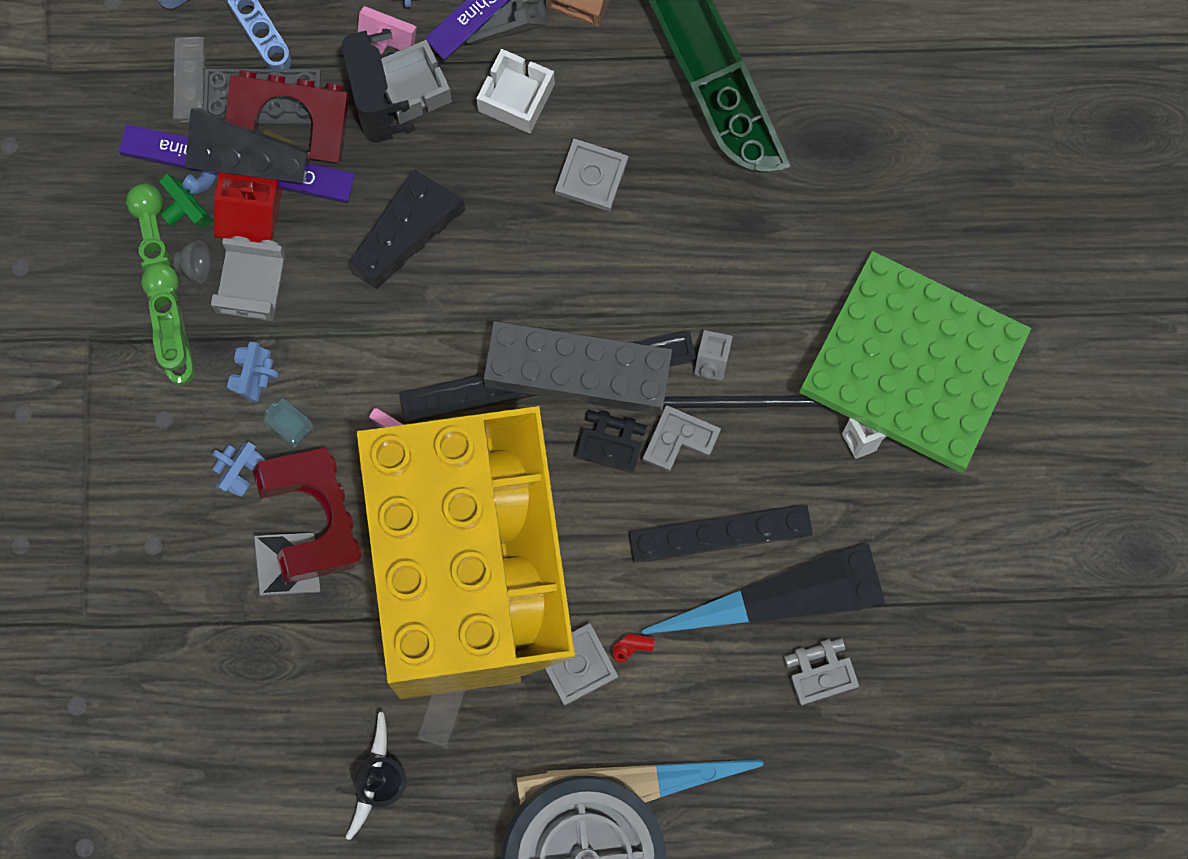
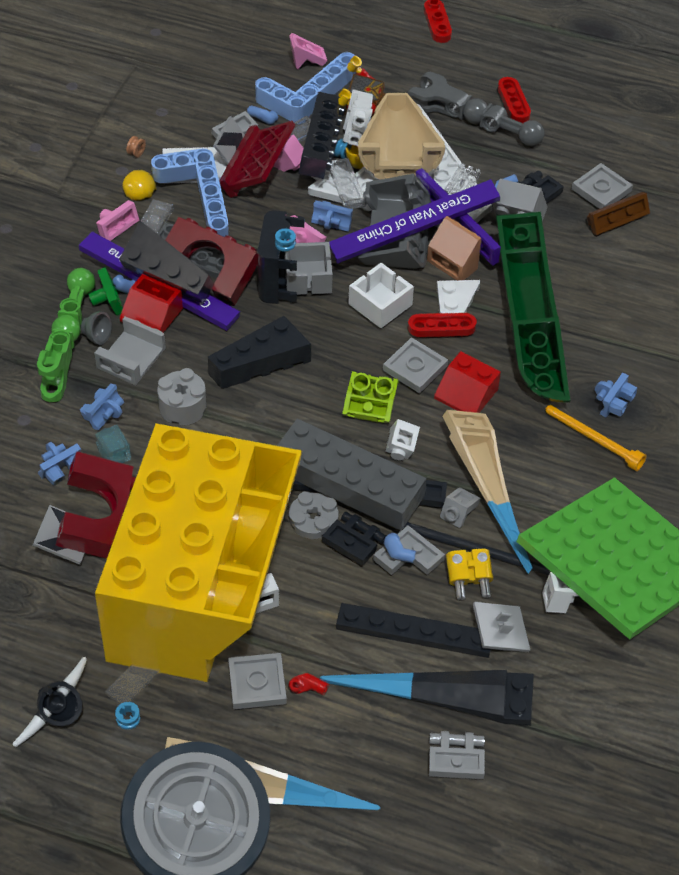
camera: 20 degrees right, 25 degrees down
(144, 90) = (117, 221): none -> bright pink tile
(147, 21) = (139, 185): none -> yellow hair
(335, 310) = (182, 397): none -> light grey brick
(381, 70) = (285, 234): none -> dark azure bush
(460, 750) = (134, 719): none -> dark azure bush
(558, 242) = (370, 397): none -> lime slope
(572, 426) = (312, 503): none -> light grey plate
(601, 54) = (456, 295): none -> white wing
(610, 95) = (442, 324): none -> red plate
(623, 284) = (402, 440): none -> white brick
(663, 184) = (468, 384): none -> red slope
(667, 446) = (396, 550): none -> medium blue arm
(706, 271) = (478, 449): none -> tan plate
(754, 434) = (469, 568): none -> yellow piece
(814, 497) = (501, 627): none -> light grey piece
(843, 123) = (611, 395): none -> medium blue hips
(885, 216) = (633, 458): none -> light orange piece

